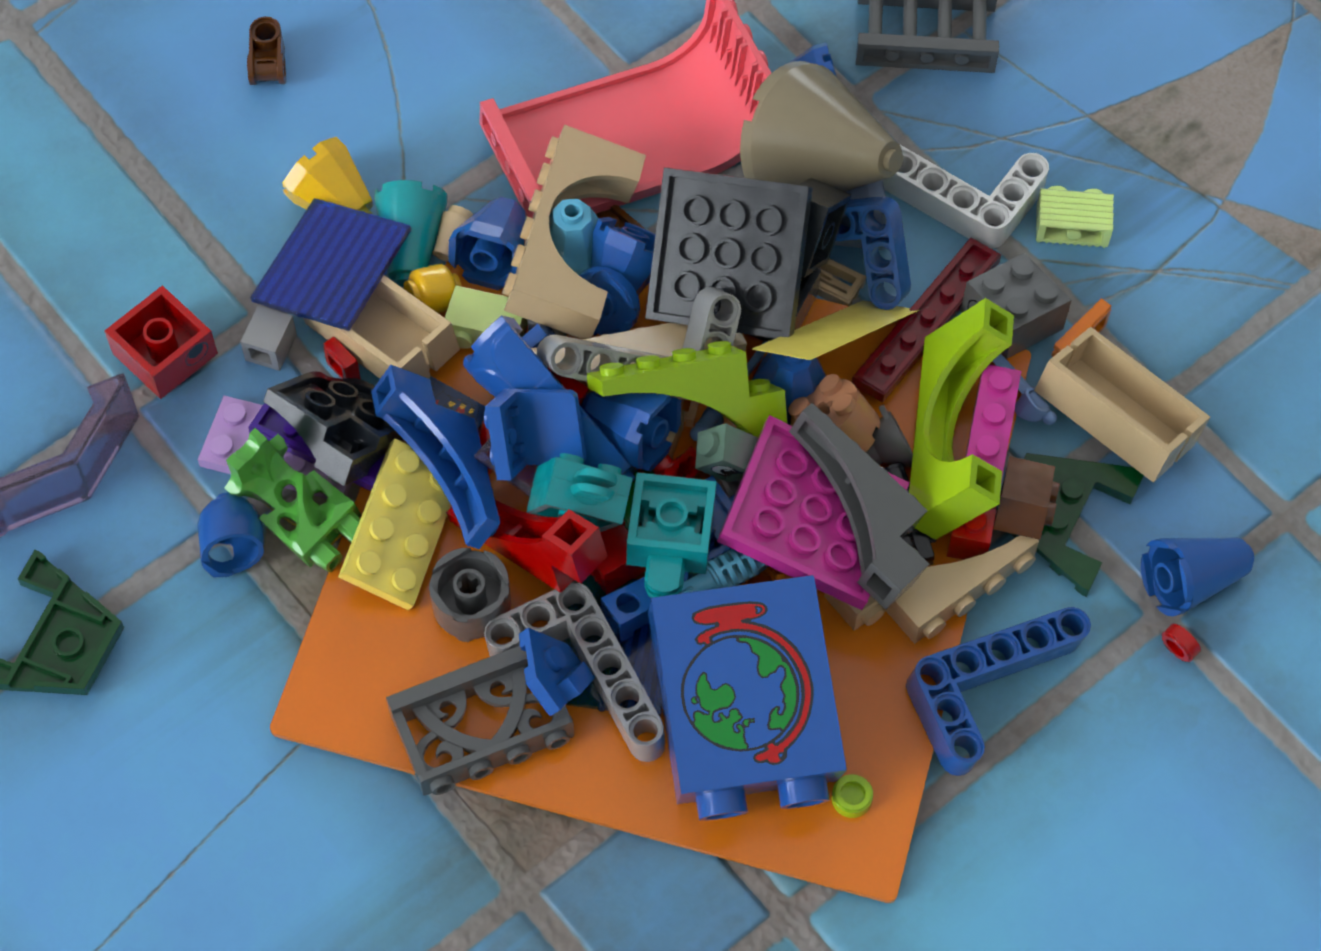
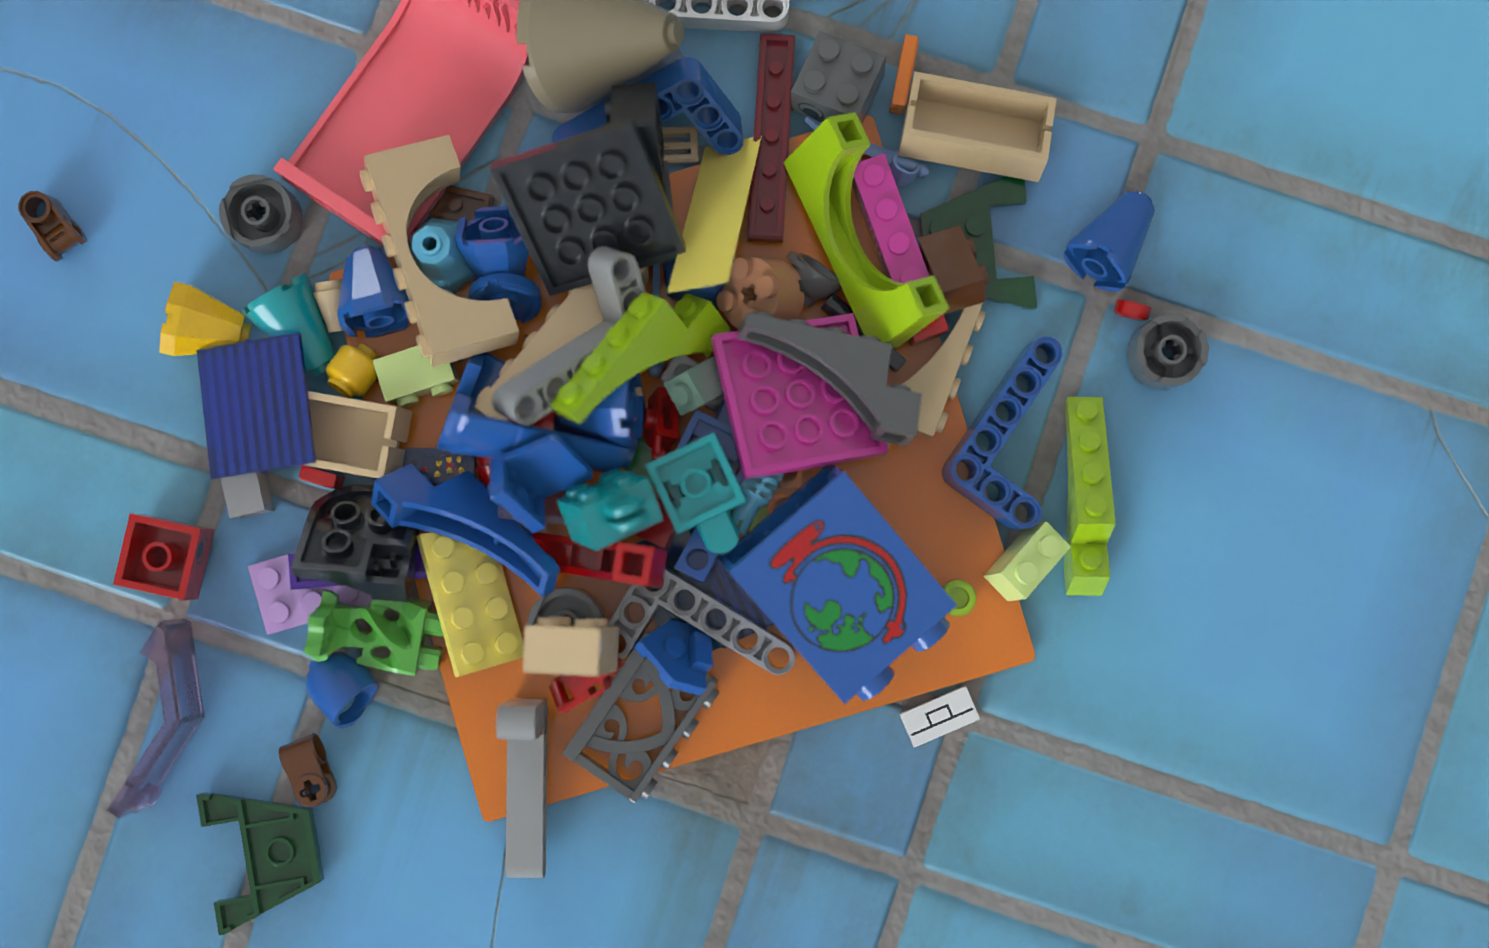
camera: 25 degrees left, 25 degrees up
(147, 591) = (306, 766): none -> reddish brown piece
(319, 732) = (526, 730): none -> light grey beam
(444, 136) = (244, 204): none -> dark grey brick
(458, 640) = (581, 688): none -> red piece
(464, 585) = (569, 648): none -> tan brick
(765, 900) = (939, 716): none -> white tile
(940, 797) = (1027, 561): none -> yellowish green brick
(1032, 781) = (1089, 498): none -> lime arch
(1189, 713) = (1178, 334): none -> dark grey brick

